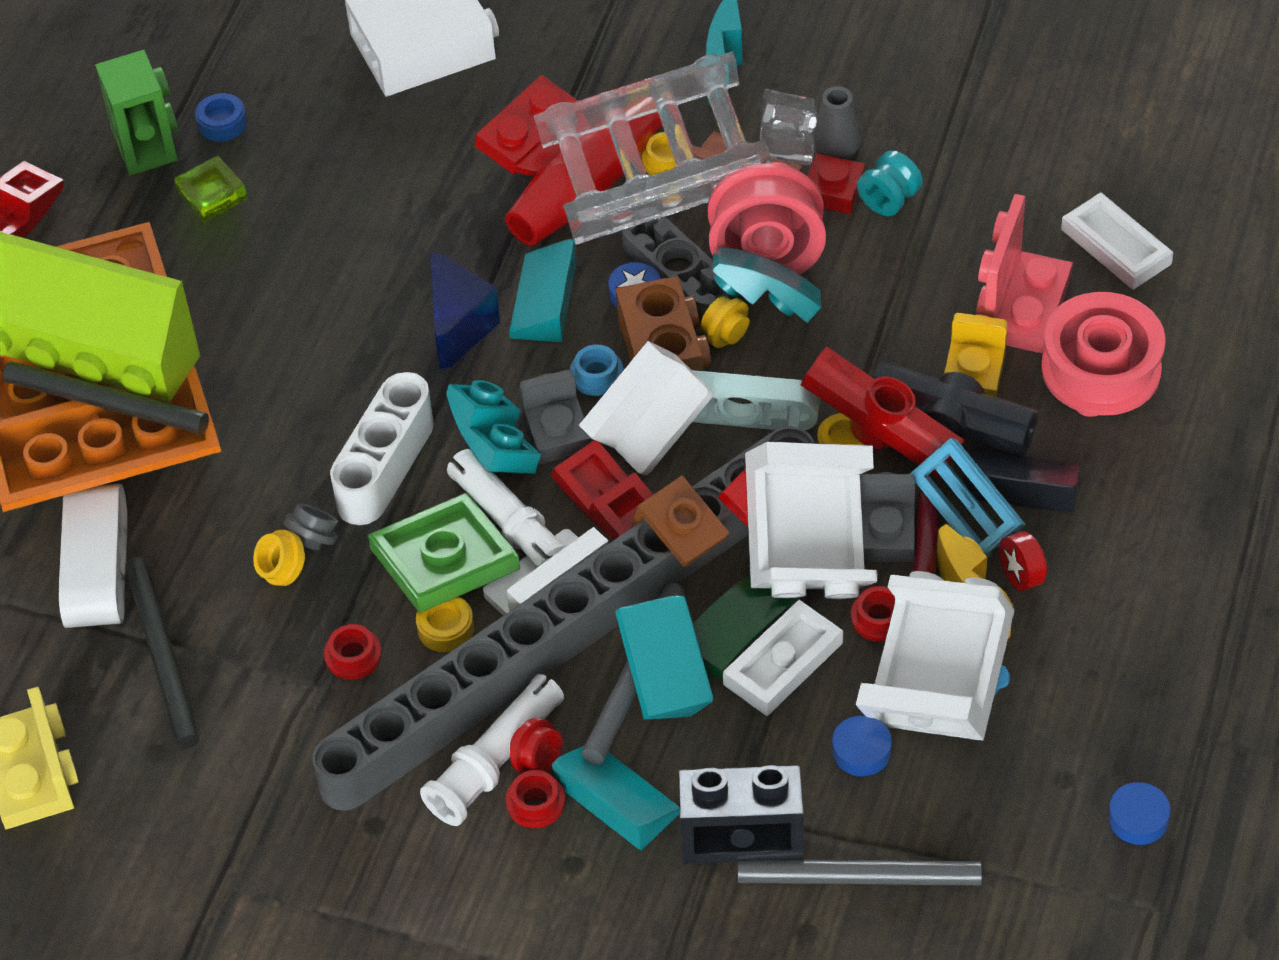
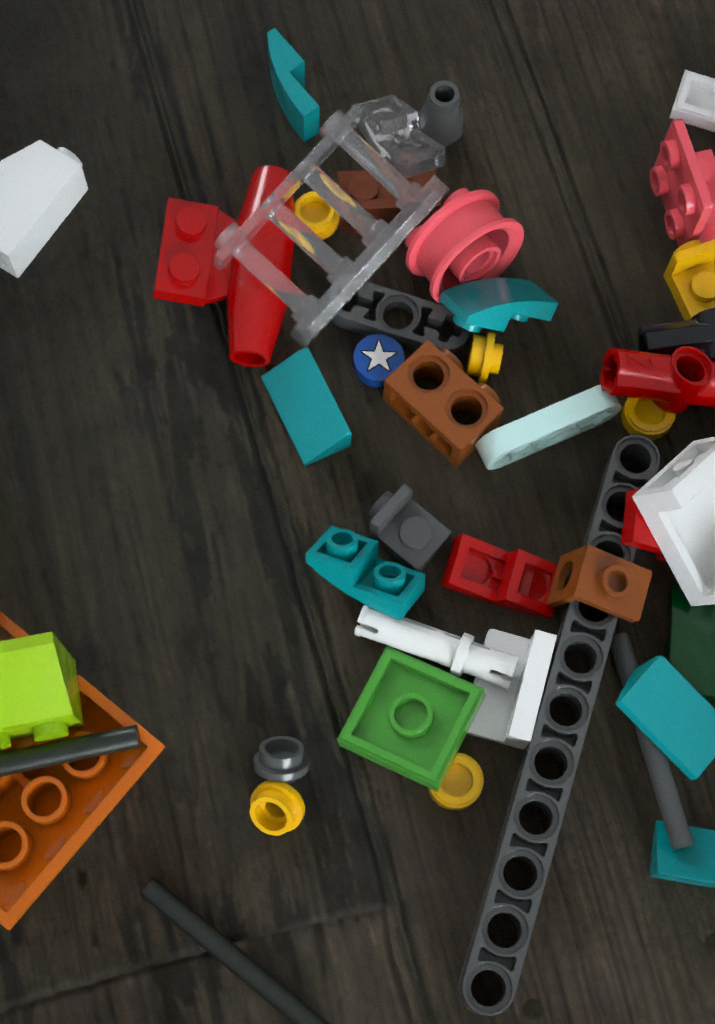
camera: 40 degrees left, 20 degrees up
(93, 557) = (115, 915): white beam -> none
(349, 640) = (403, 842): red plate -> none
(382, 448) = (283, 620): white beam -> none
(462, 309) = (249, 465): clear blue slope -> none
(478, 765) = (588, 909): white pin -> none
(530, 786) = (670, 907): red plate -> none
(535, 746) = (625, 862): red plate -> none
(595, 360) = (407, 448): dark azure plate -> none
(647, 407) = (496, 482): white panel -> none
(836, 181) = (469, 167): red plate -> none
(889, 183) = (520, 148): teal wheel -> none

